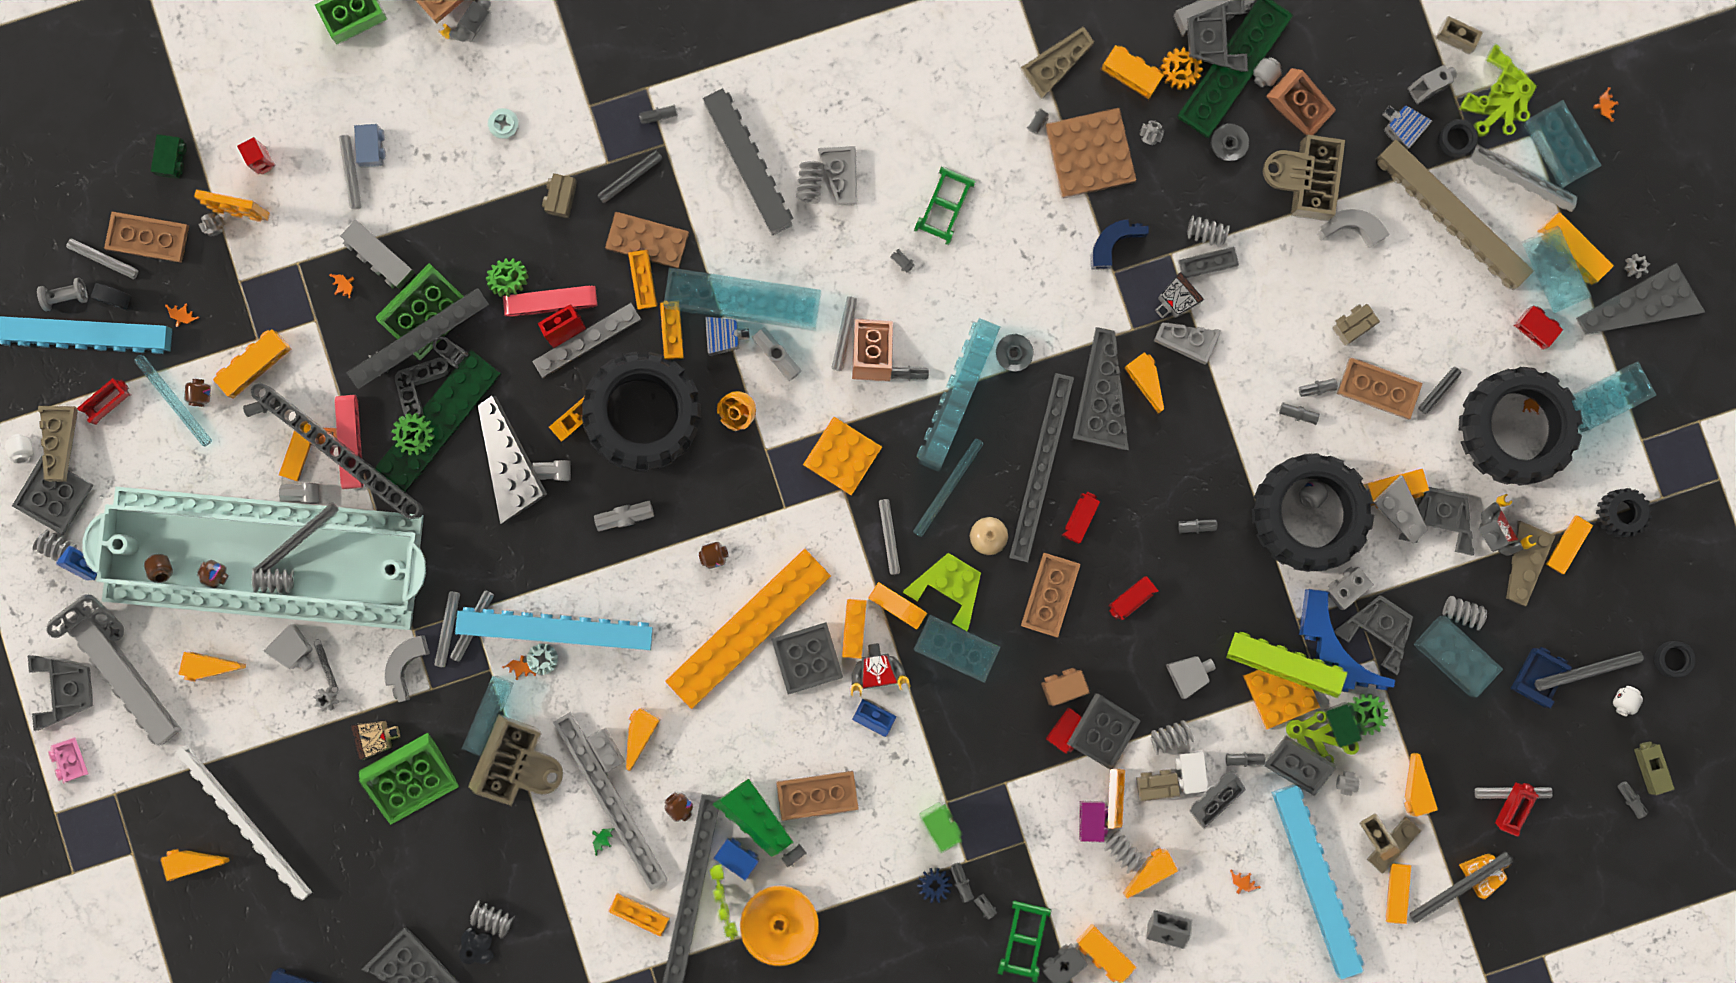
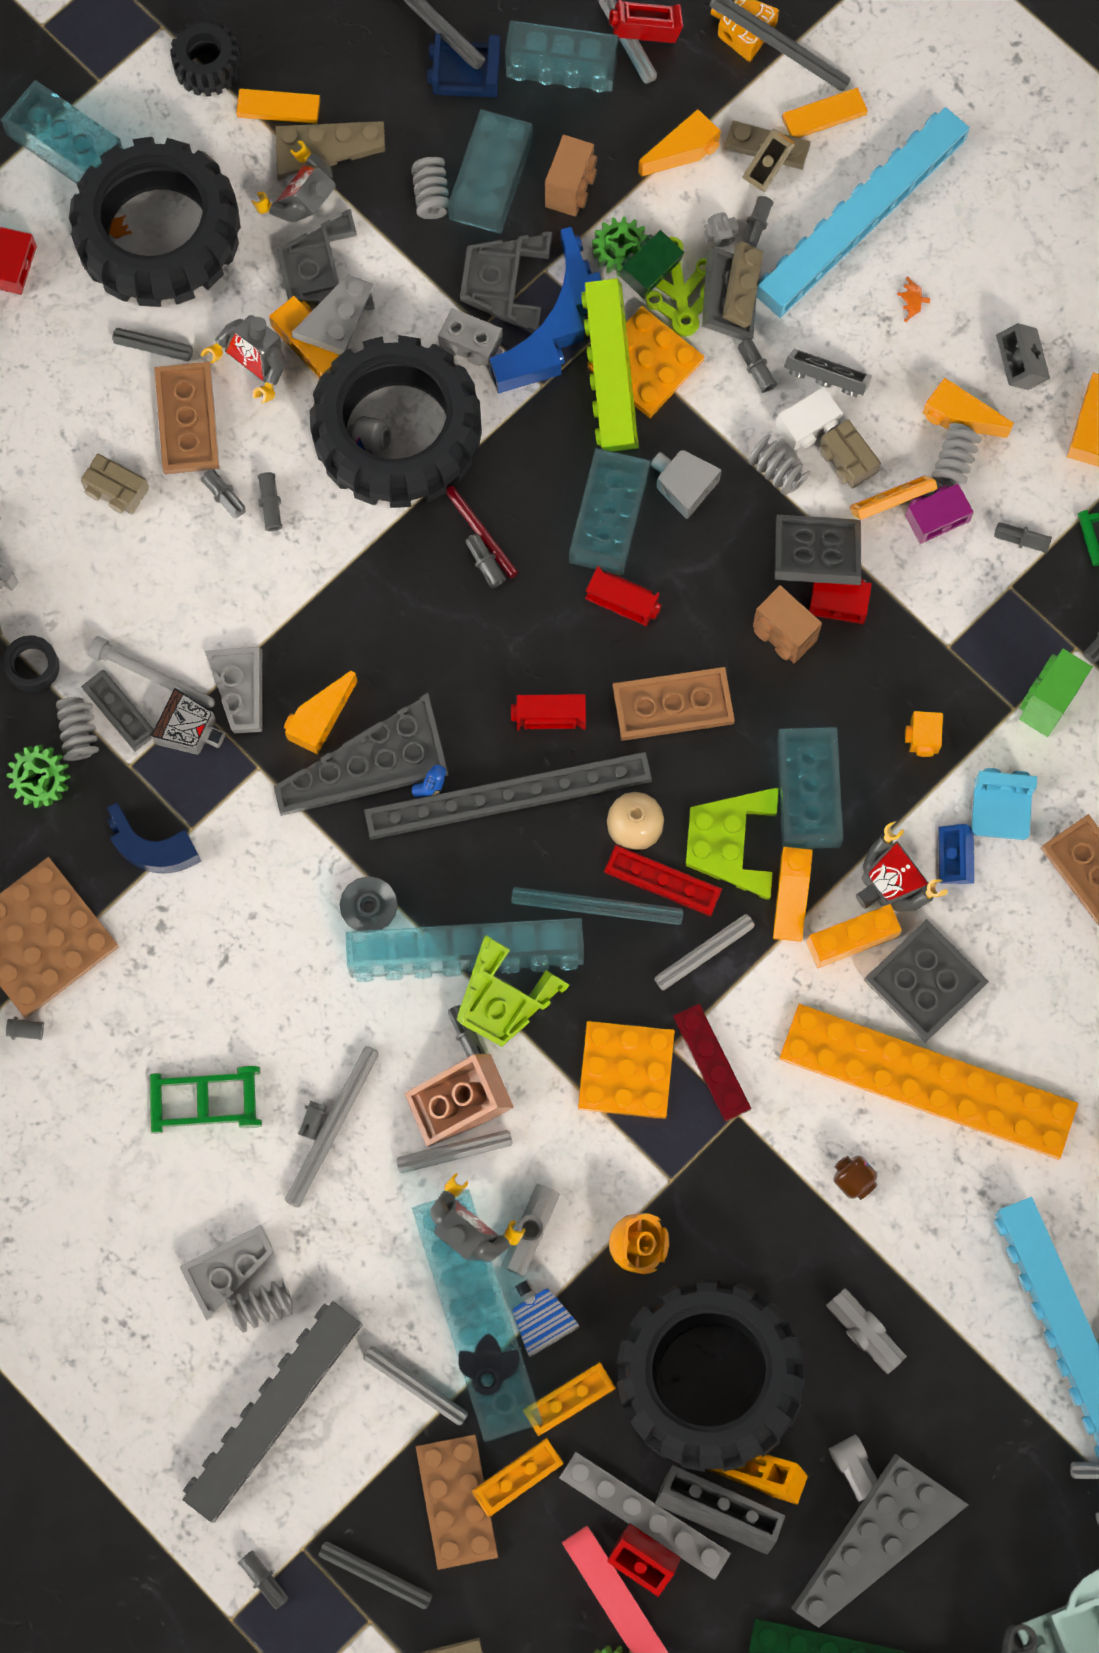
camera: 110 degrees left, 10 degrees down
(567, 382) = (720, 1510): none -> dark grey brick
(712, 291) = (488, 1361): none -> black plate
(722, 247) = (415, 1385): none -> light grey axle
(790, 310) = (465, 1231): none -> dark grey torso
(822, 507) = (712, 1063): none -> dark red plate
(889, 760) = (1002, 804): none -> medium azure bracket
(893, 270) = (331, 1126): none -> light grey axle
(913, 396) = (496, 1007): none -> lime wing
(944, 534) = (663, 880): none -> red tile
(956, 737) = (925, 733): none -> light orange brick
(1052, 865) = (1022, 537): none -> dark grey axle
(1070, 425) = (432, 784): none -> blue arm
(1189, 193) = (43, 788): none -> bright green gear
(1191, 616) = (609, 511): none -> clear light blue brick
(1218, 533) = (479, 528): none -> dark red bar
(1252, 268) = (103, 650): none -> light grey piece
(1273, 212) = (21, 645): none -> black tyre
(1302, 776) = (742, 284): none -> dark tan plate
(1342, 809) = (757, 221): none -> dark grey axle
(1405, 450) = (253, 347): none -> dark grey torso
(1429, 704) = (570, 175): none -> medium nougat brick
(1516, 740) = (561, 56): none -> clear light blue brick

